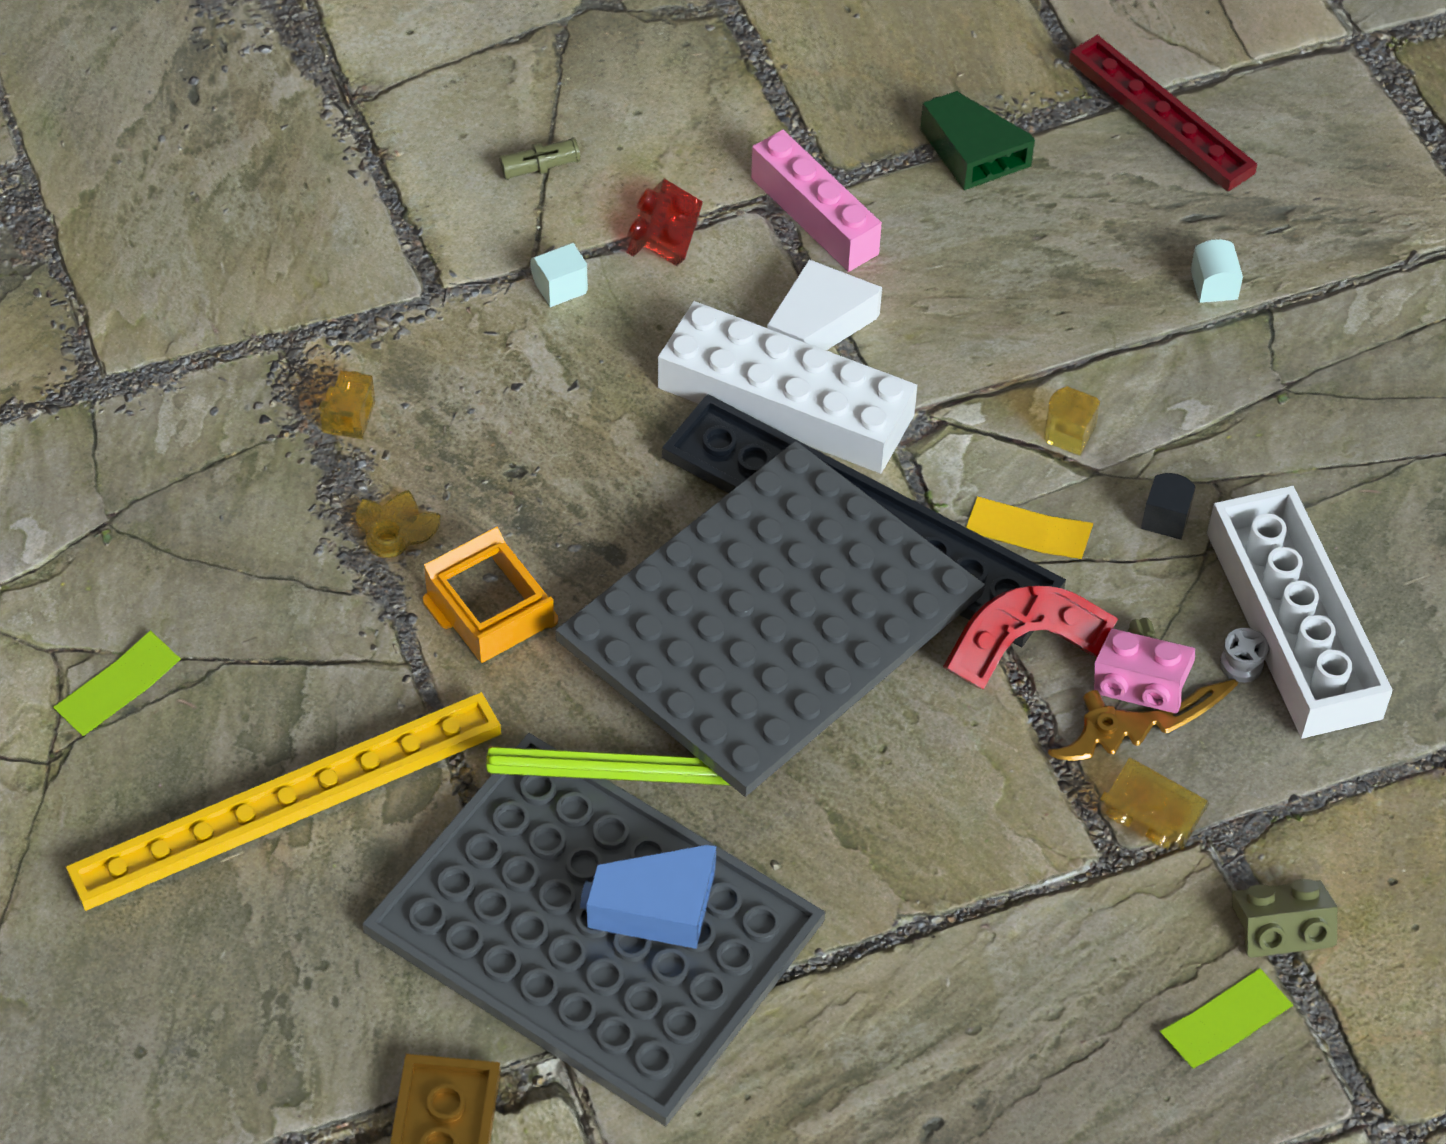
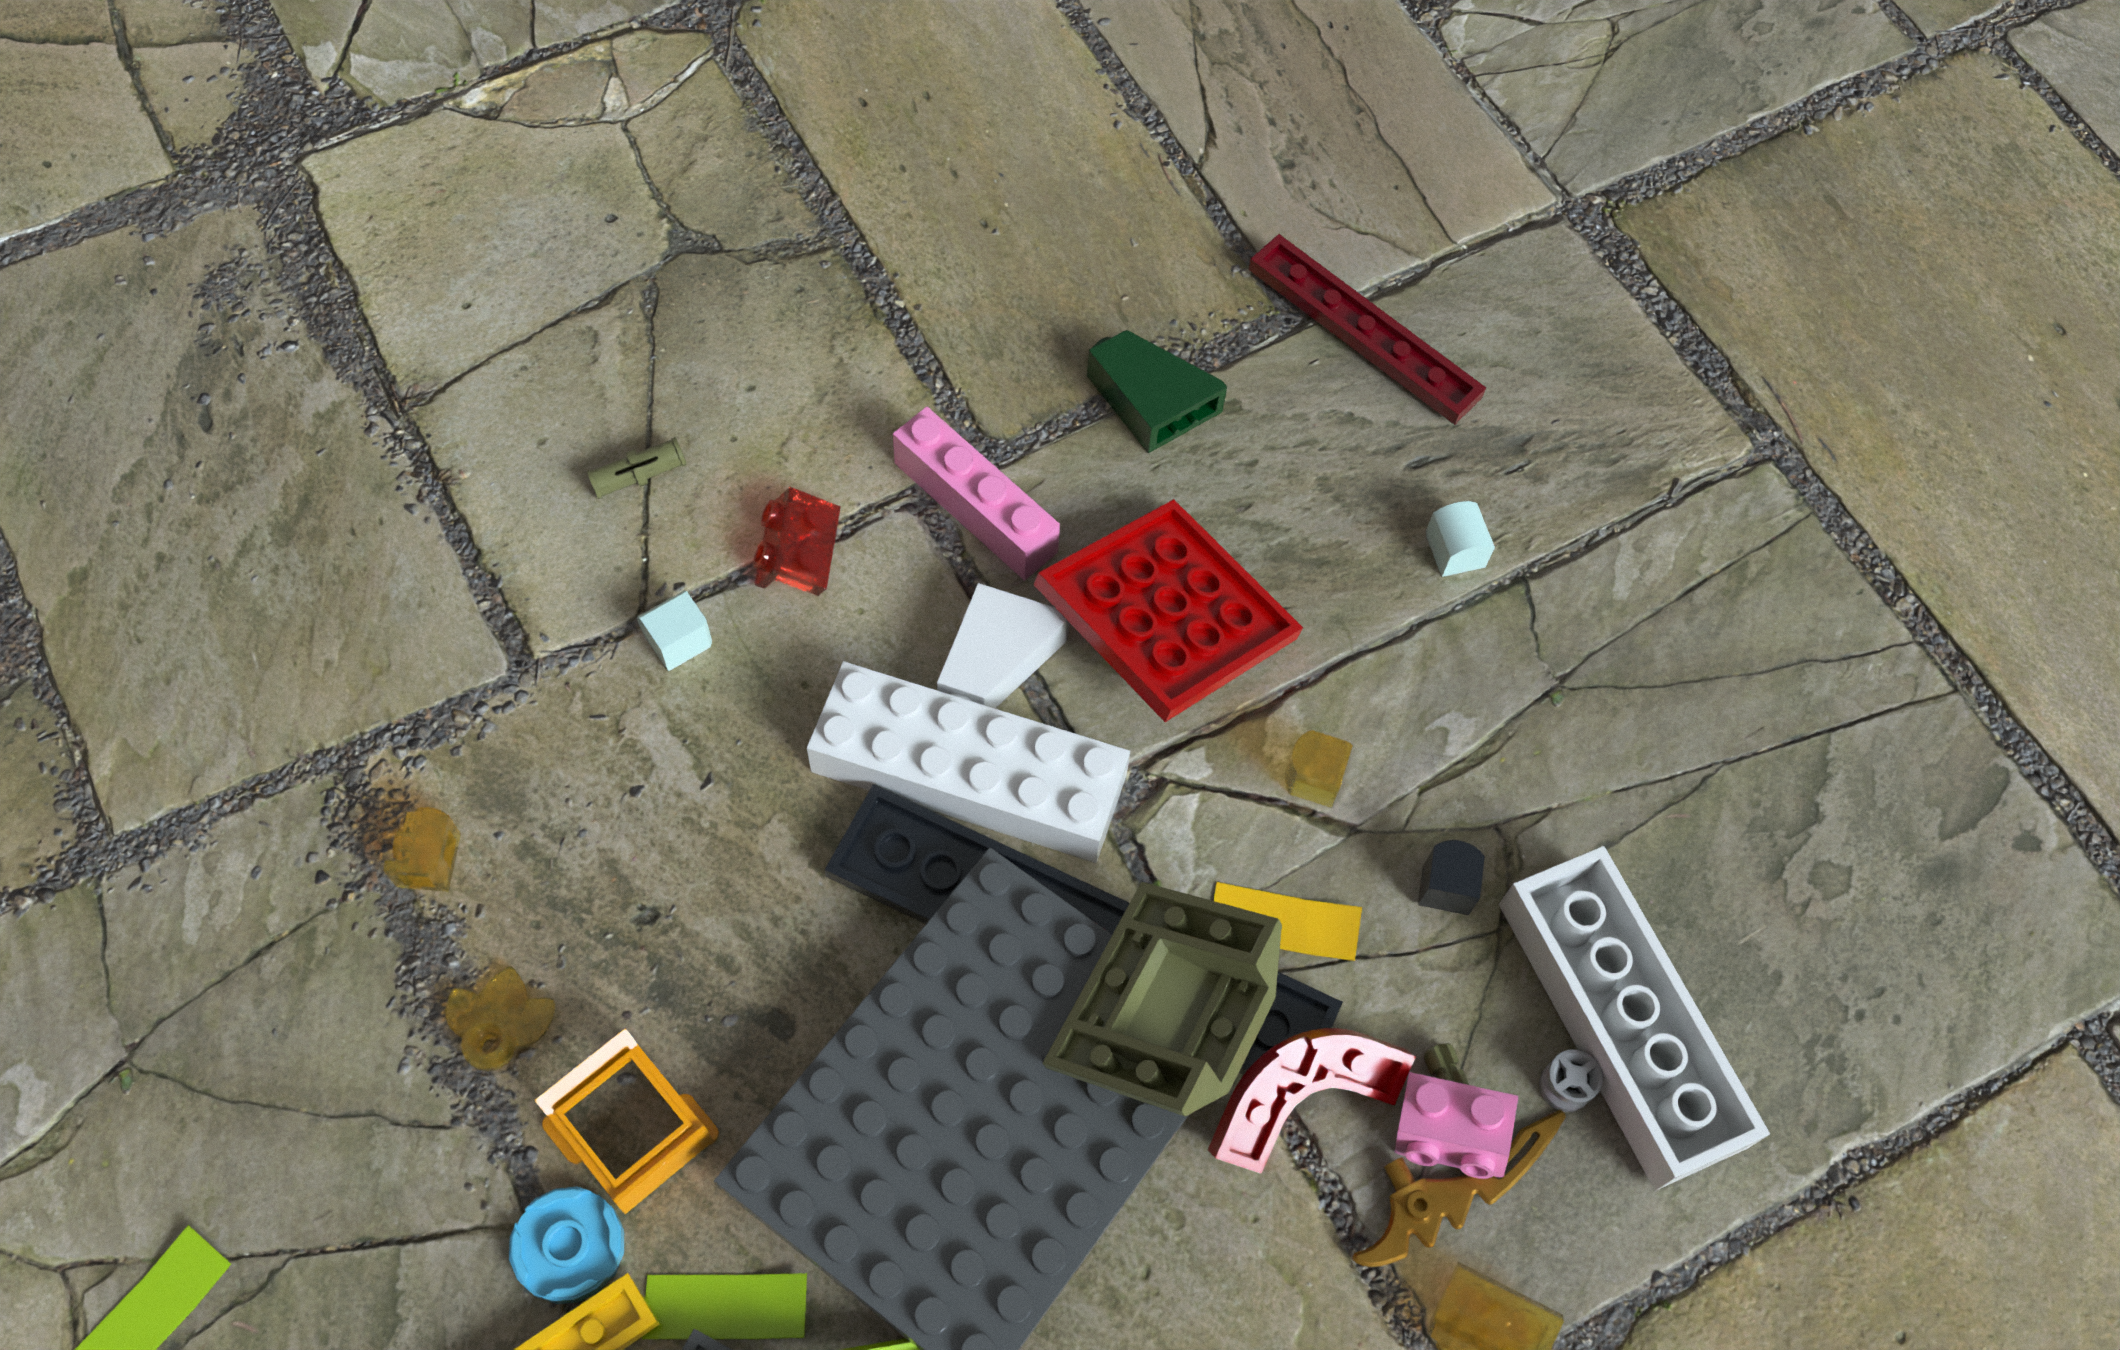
camera: 10 degrees left, 10 degrees up
(434, 675) = (566, 1245): none -> medium azure tile
(557, 729) = (728, 1306): none -> lime sticker
(929, 542) = (1172, 1001): none -> olive slope
(963, 293) = (1168, 608): none -> red plate

